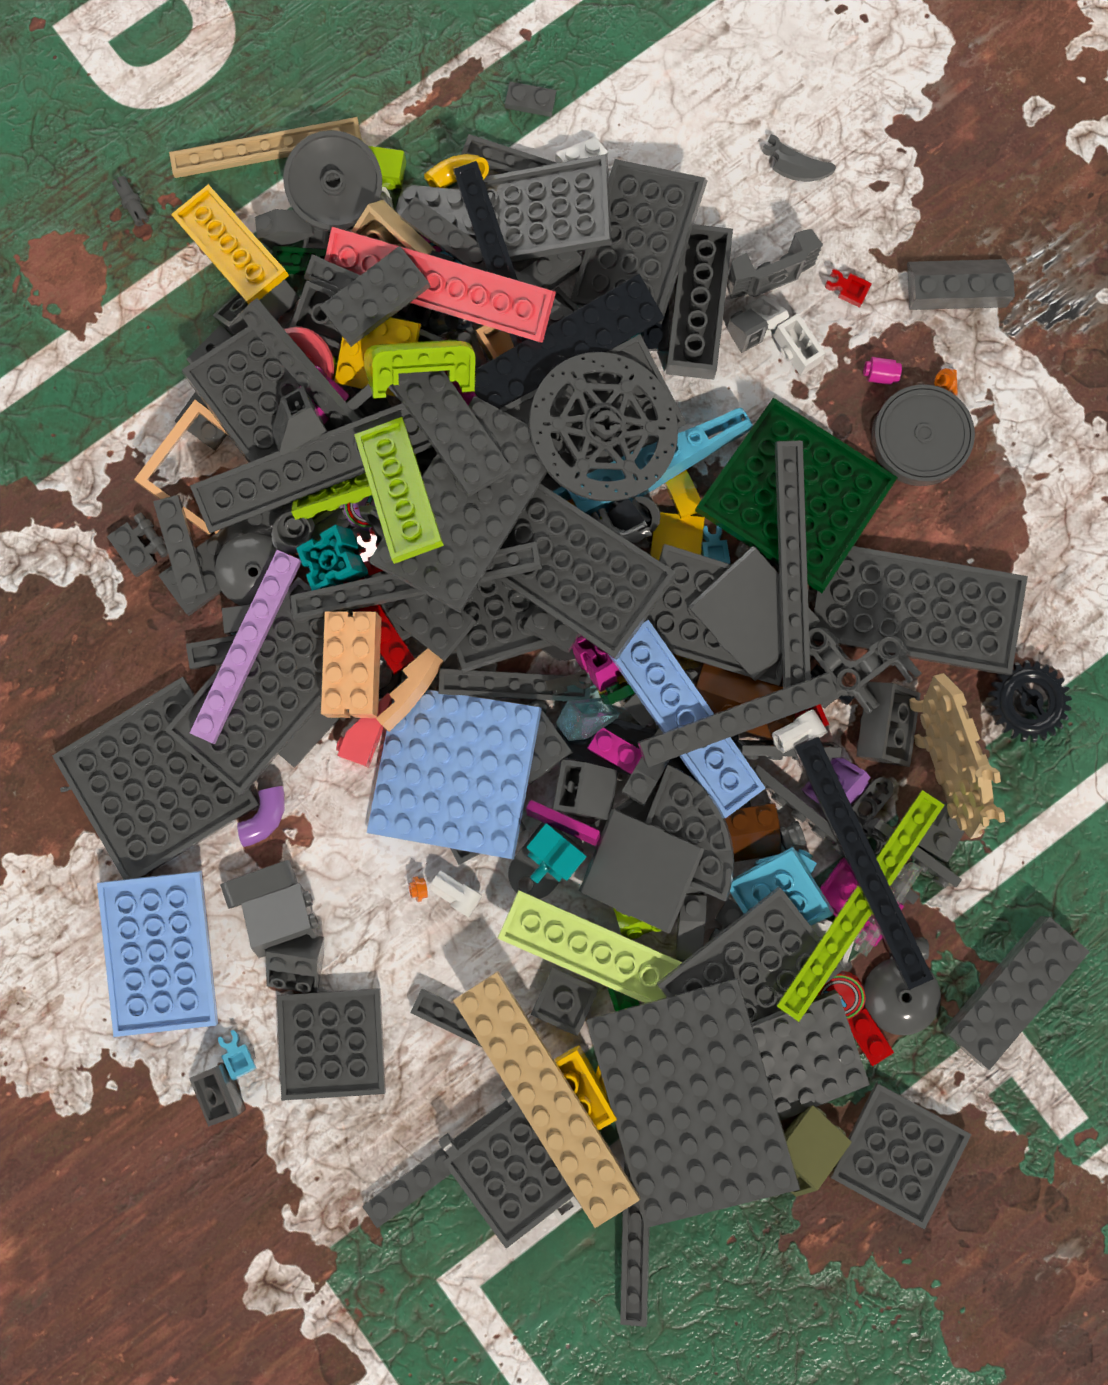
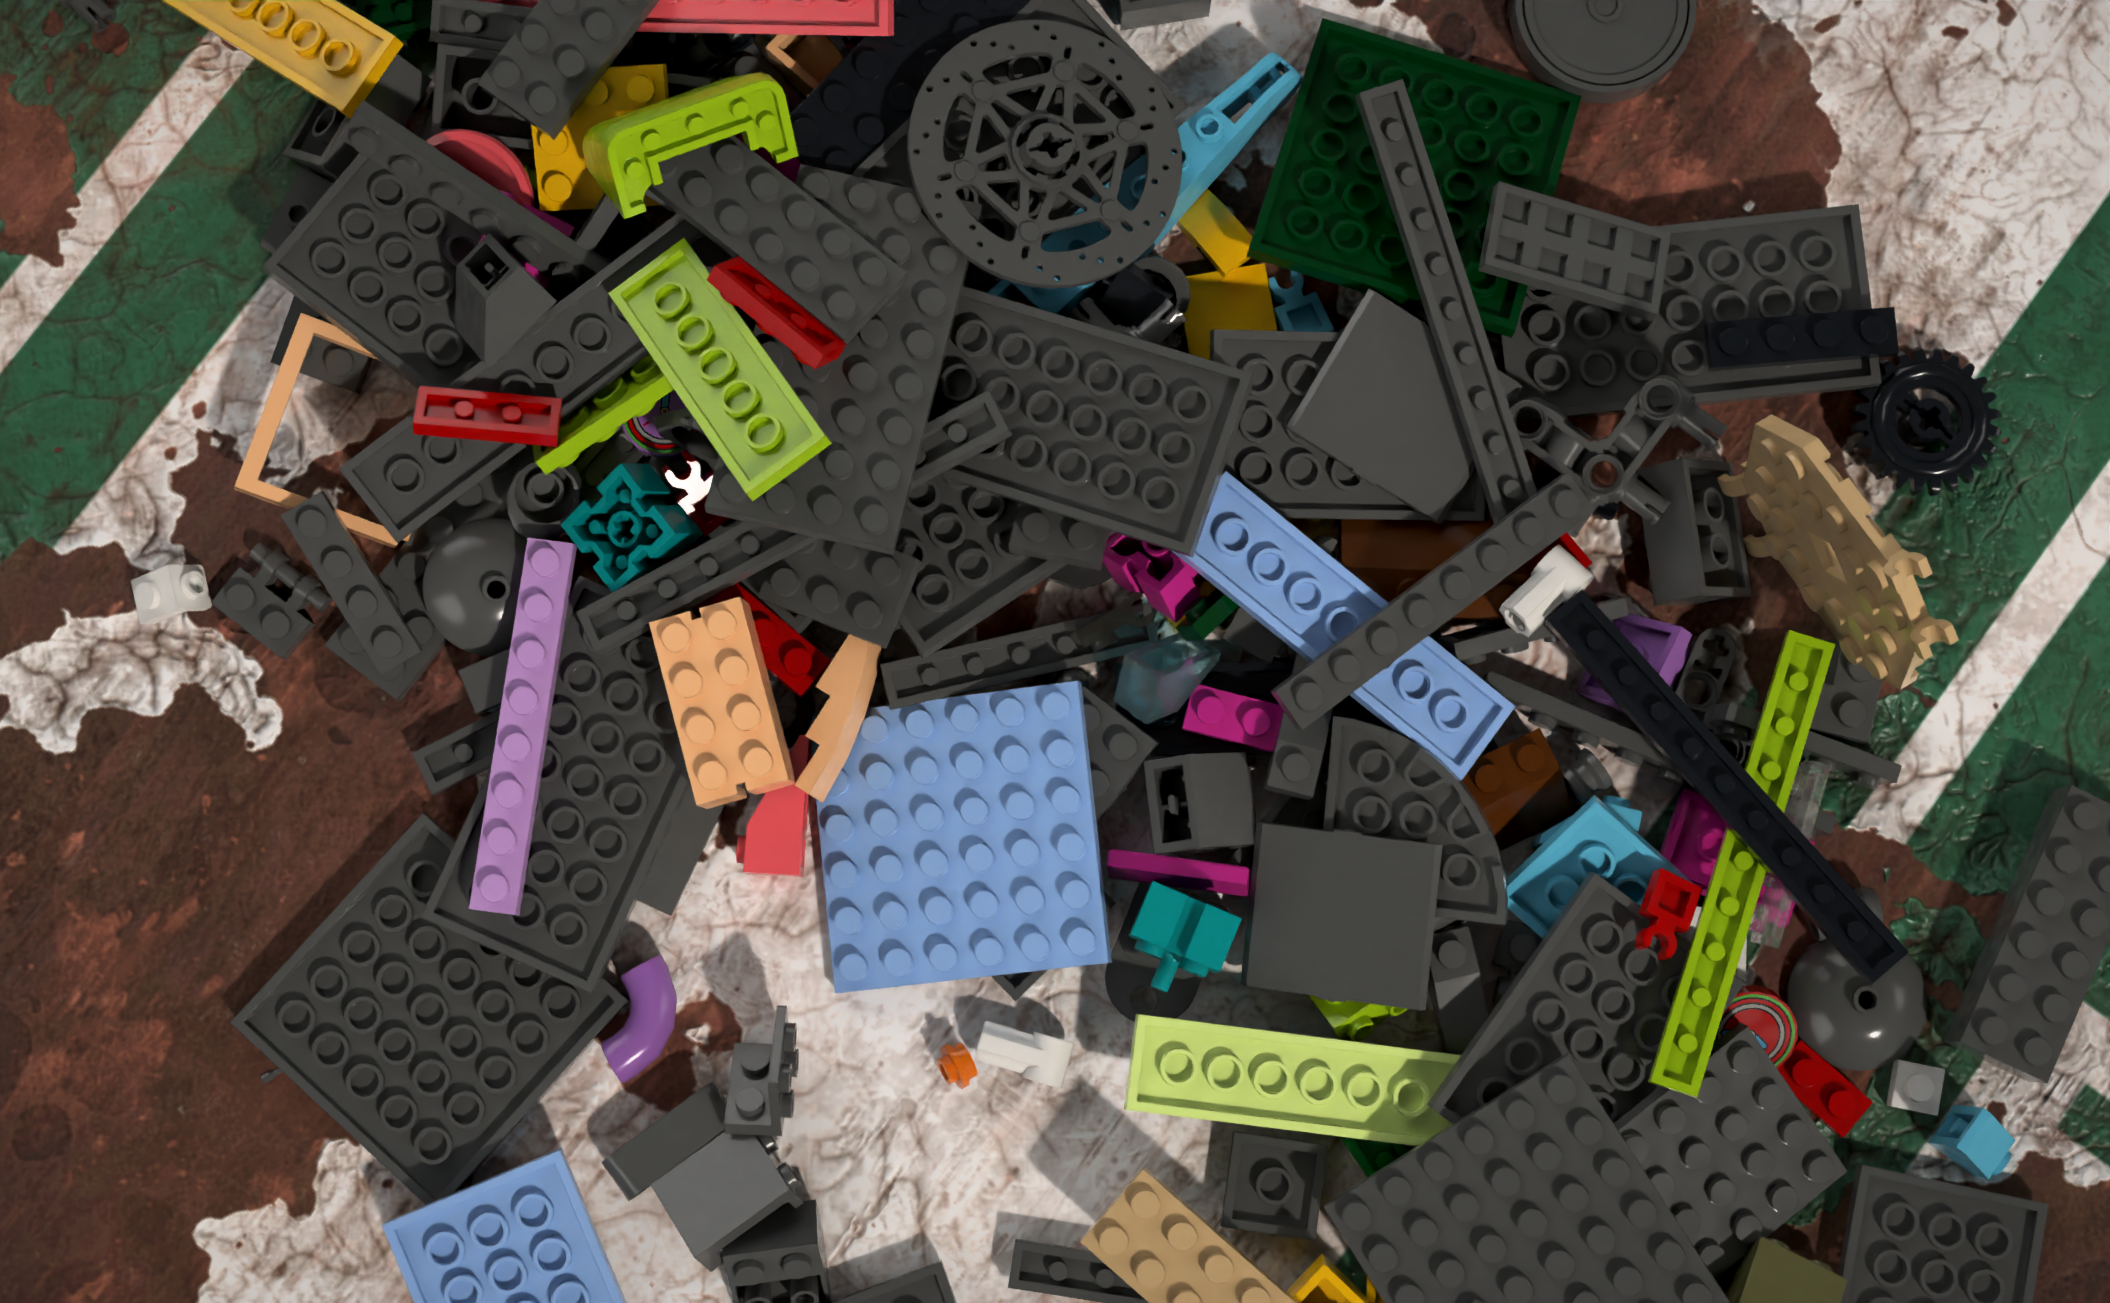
camera: 20 degrees left, 0 degrees up
(88, 524) = (170, 592): none -> white bracket
(273, 480) = (487, 416): none -> red plate
(313, 867) = (762, 1082): none -> dark grey bracket
(436, 469) = (776, 312): none -> red plate
(814, 918) = (1670, 907): none -> red plate
(868, 557) = (1574, 251): none -> dark grey plate
(919, 1051) = (1915, 1087): none -> white plate
(941, 1089) = (1973, 1141): none -> medium azure slope
(976, 638) = (1801, 339): none -> black plate

